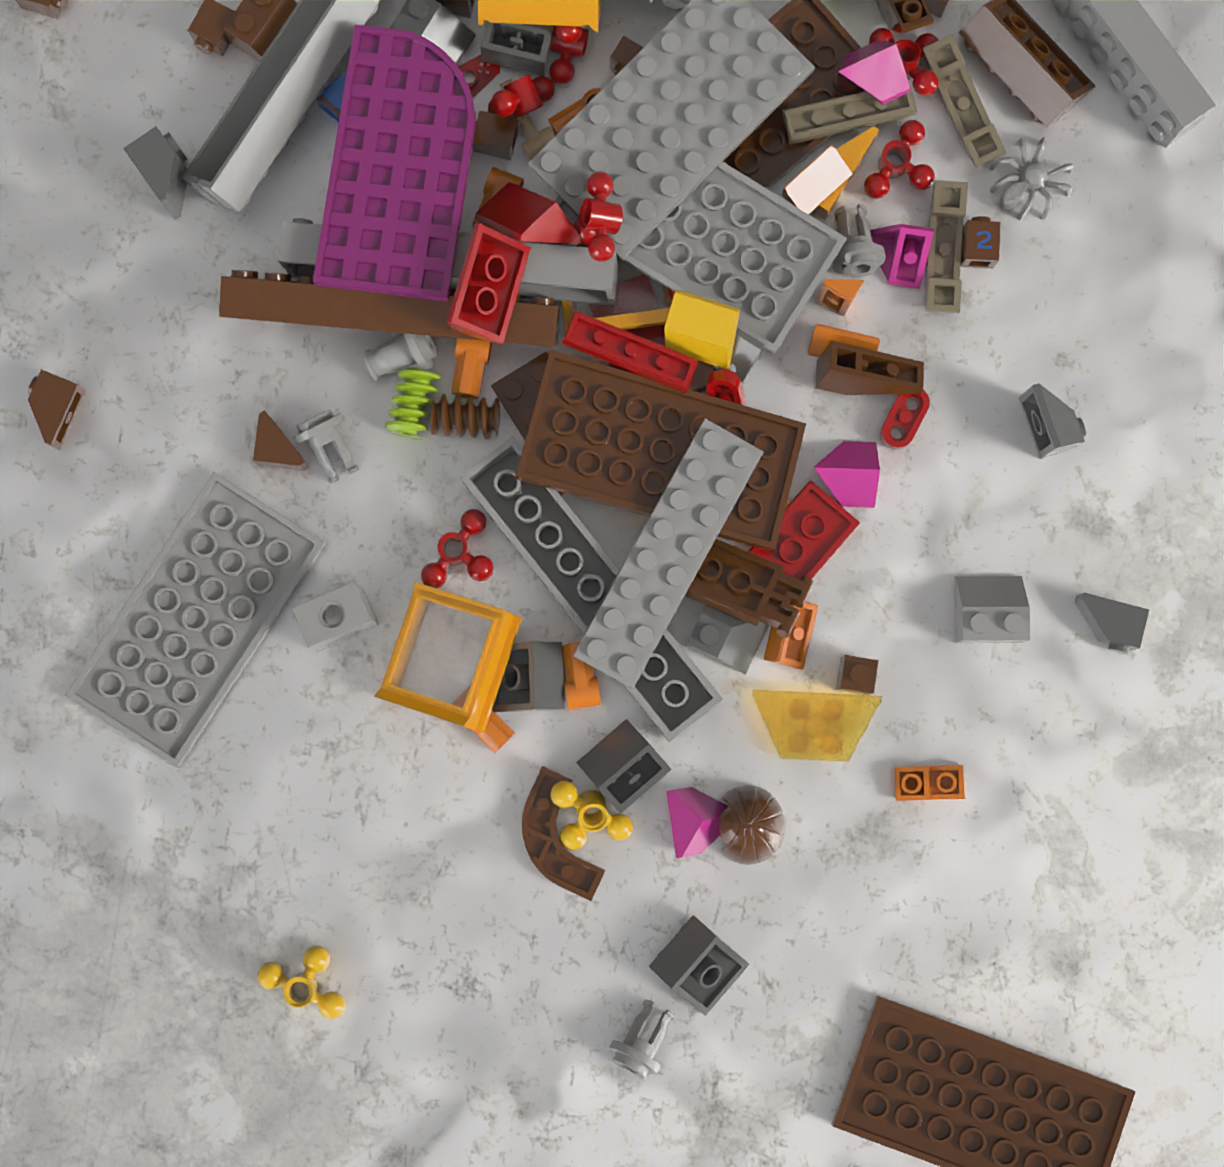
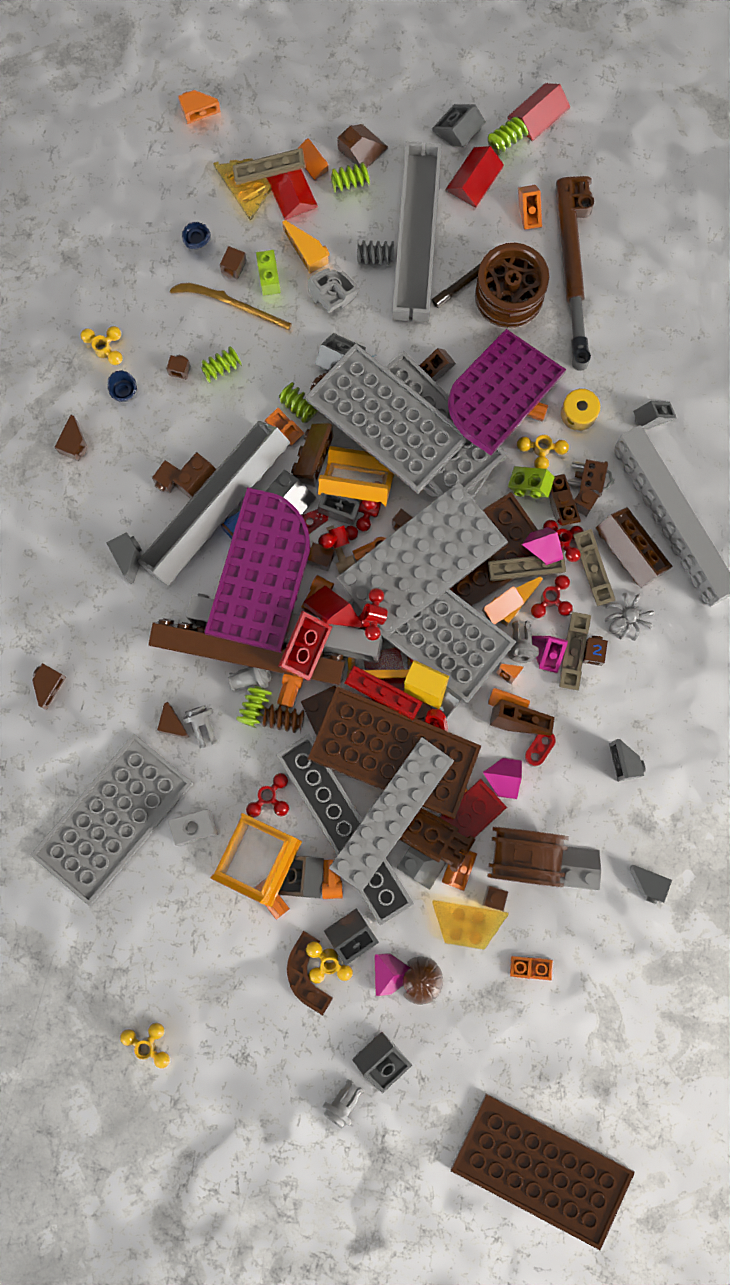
camera: 10 degrees right, 5 degrees down
(906, 596) = (528, 856): none -> reddish brown wheel

